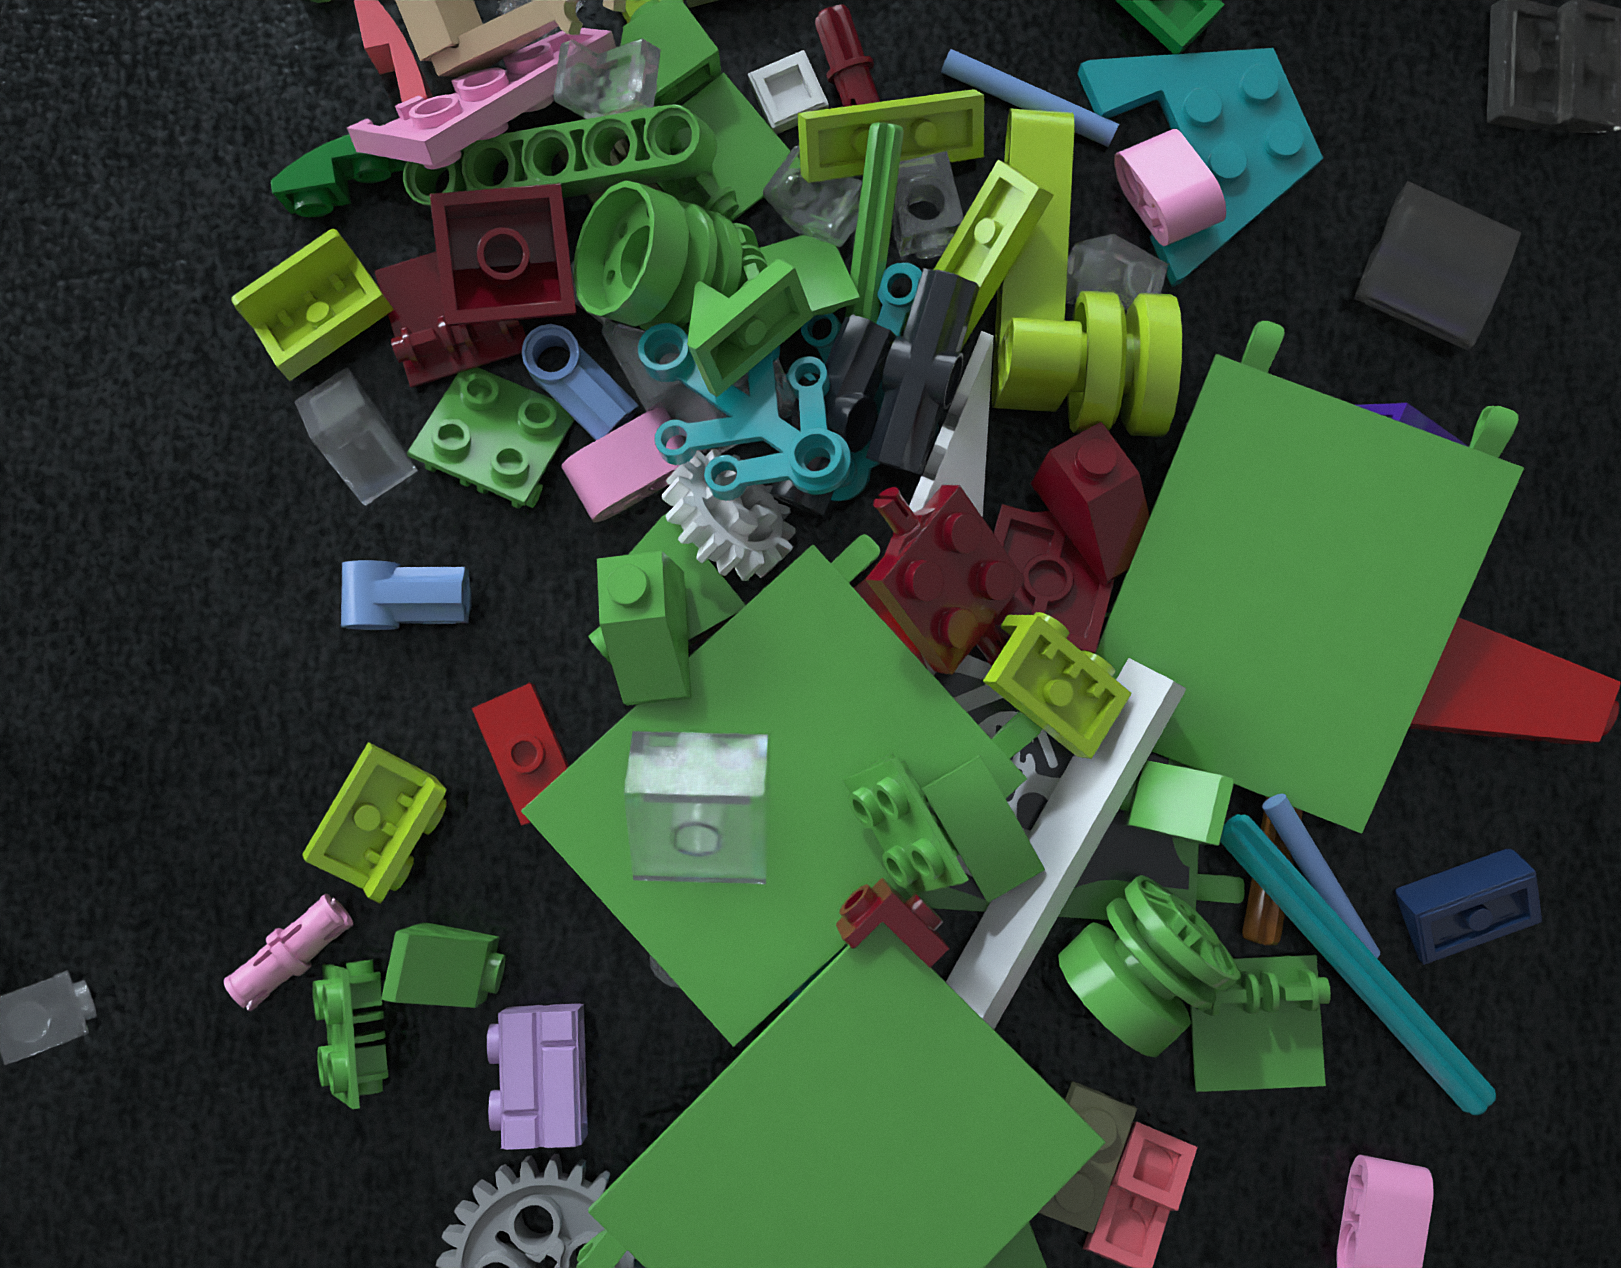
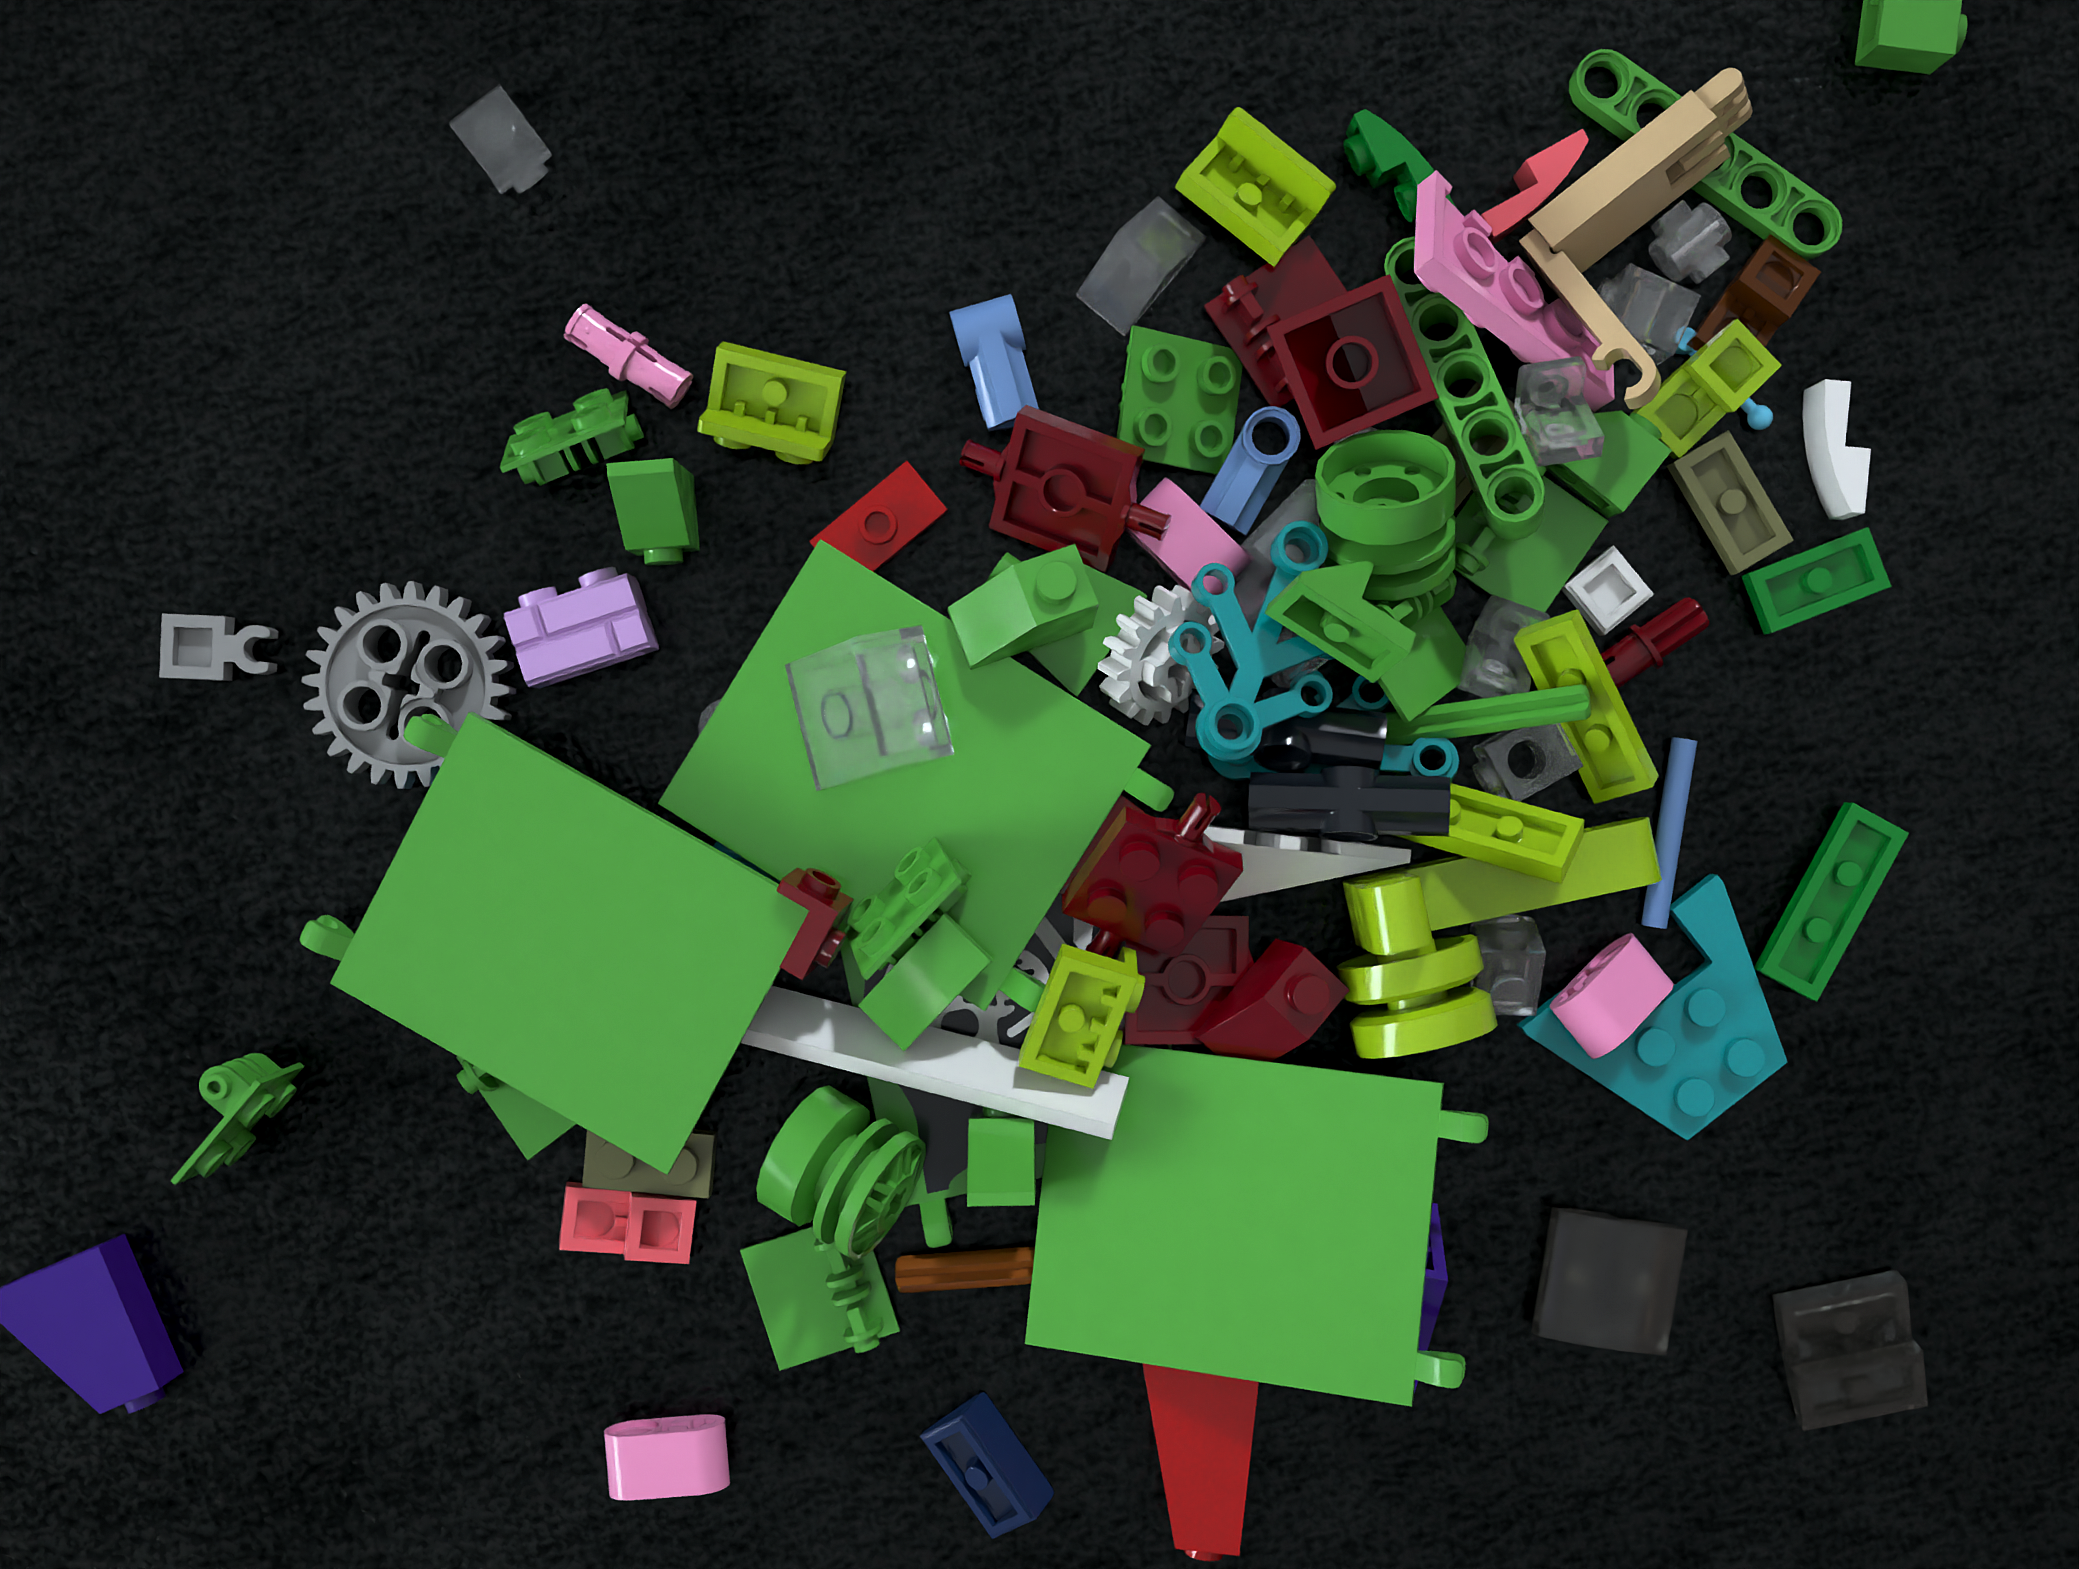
camera: 75 degrees right, 5 degrees up
(540, 560) = (1065, 487): none -> dark red plate
(1314, 865) = (971, 1316): medium blue bar -> none
(1357, 964) = (901, 1369): teal axle -> none

